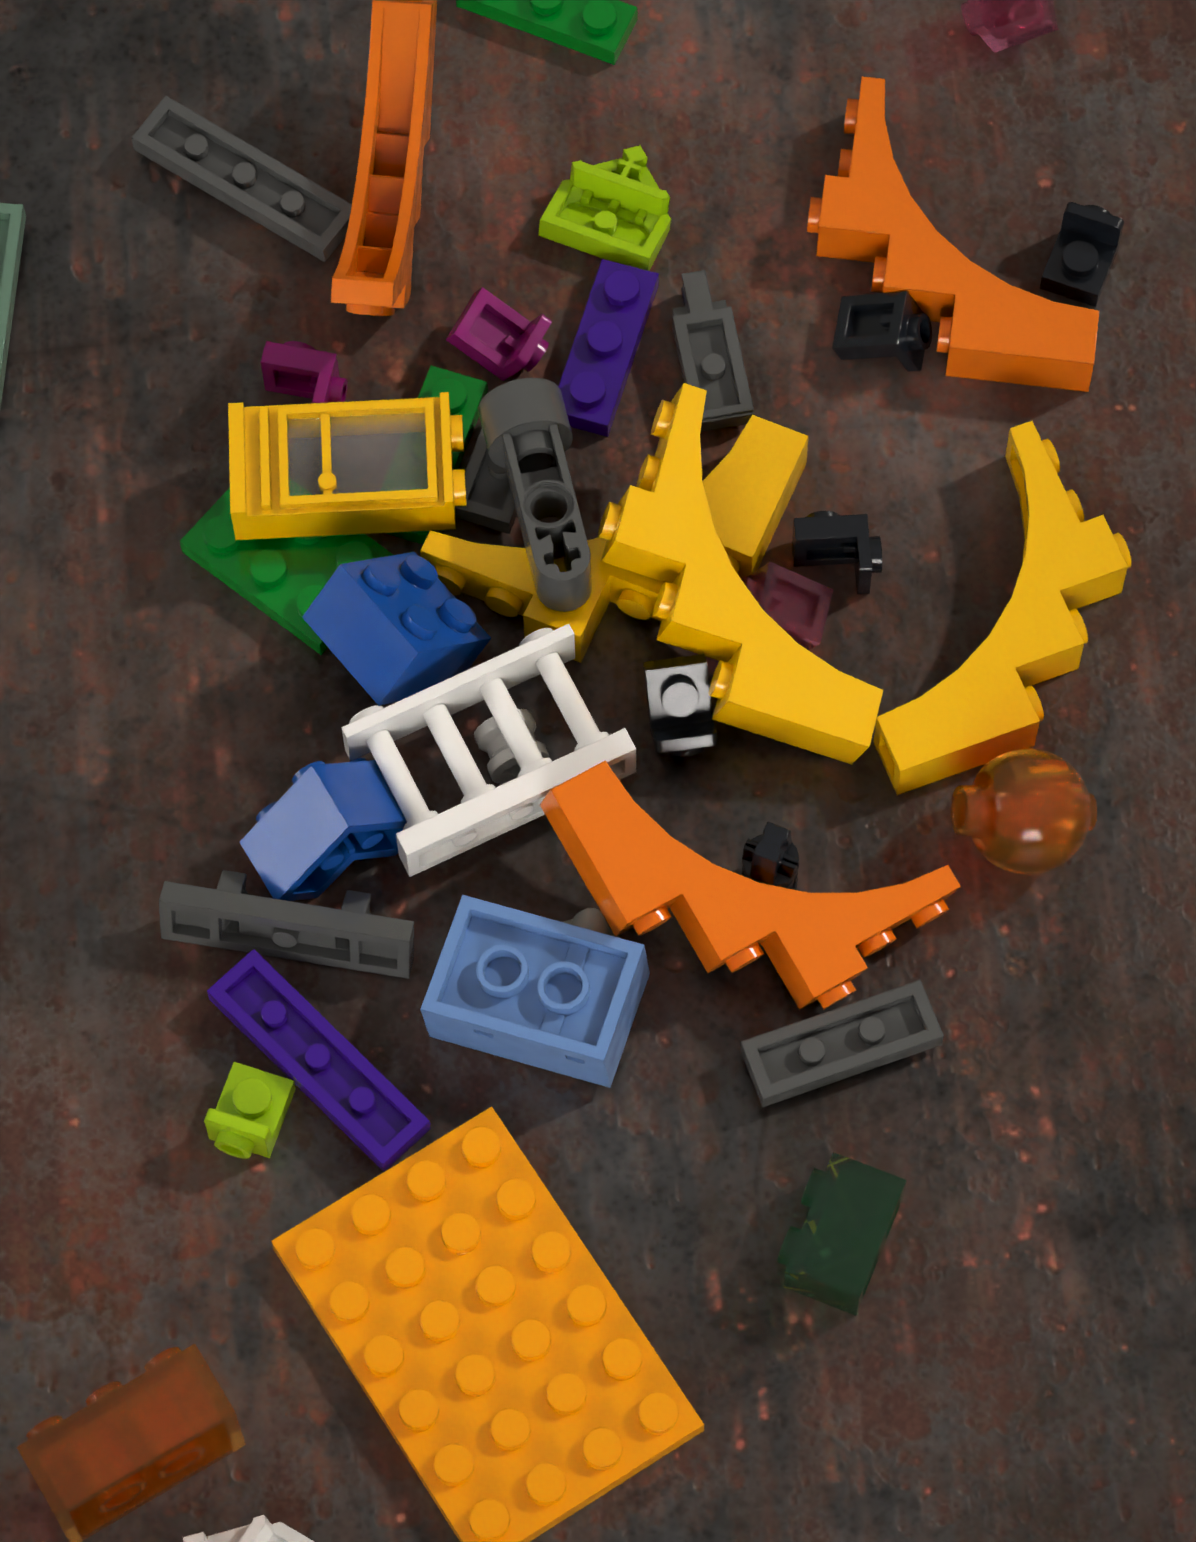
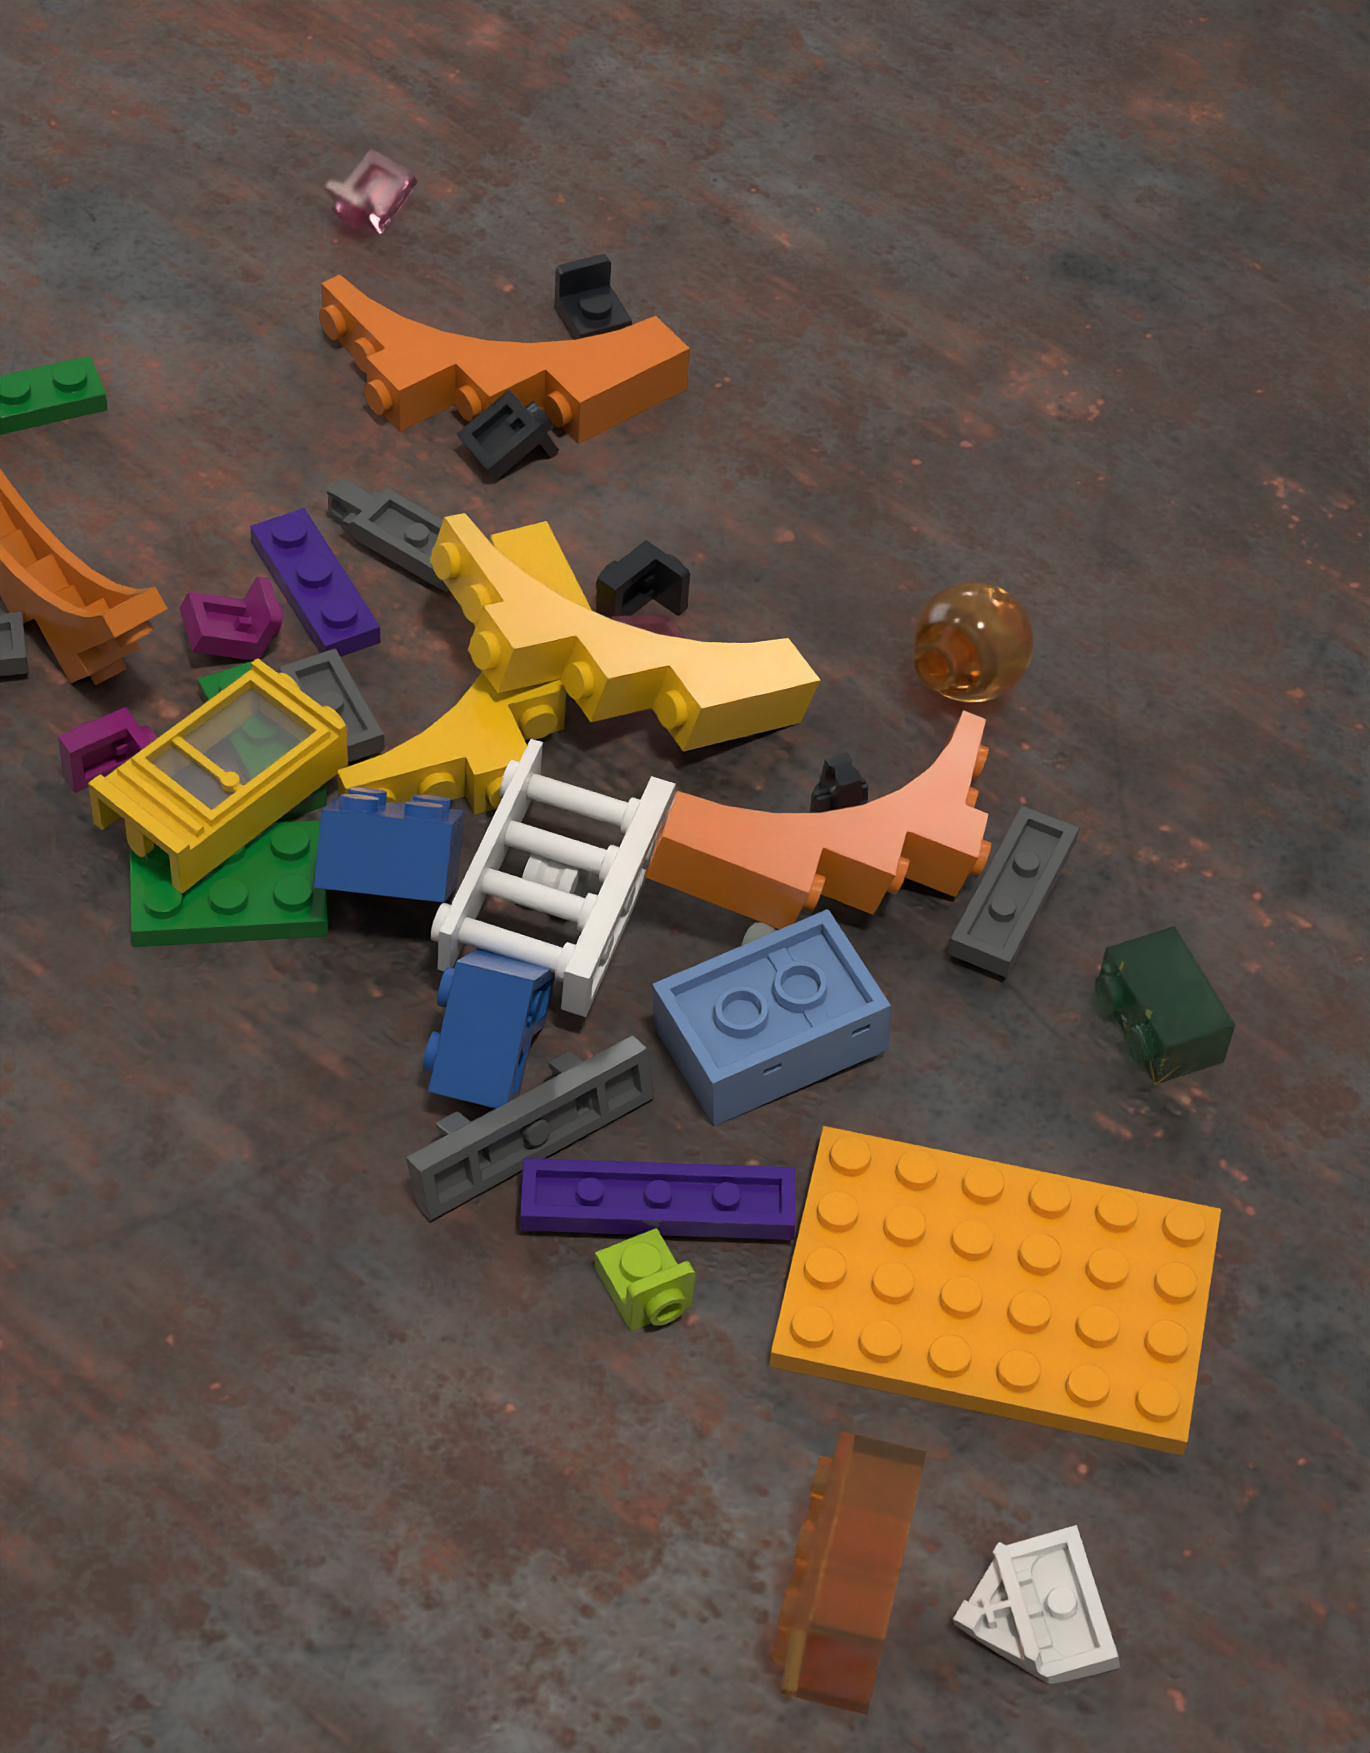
camera: 50 degrees left, 15 degrees down
(528, 437) = (402, 676): dark grey beam -> none
(610, 211) = (217, 495): lime slope -> none
(680, 705) = (642, 750): bracket -> none
(1039, 636) = (837, 542): yellow arch -> none

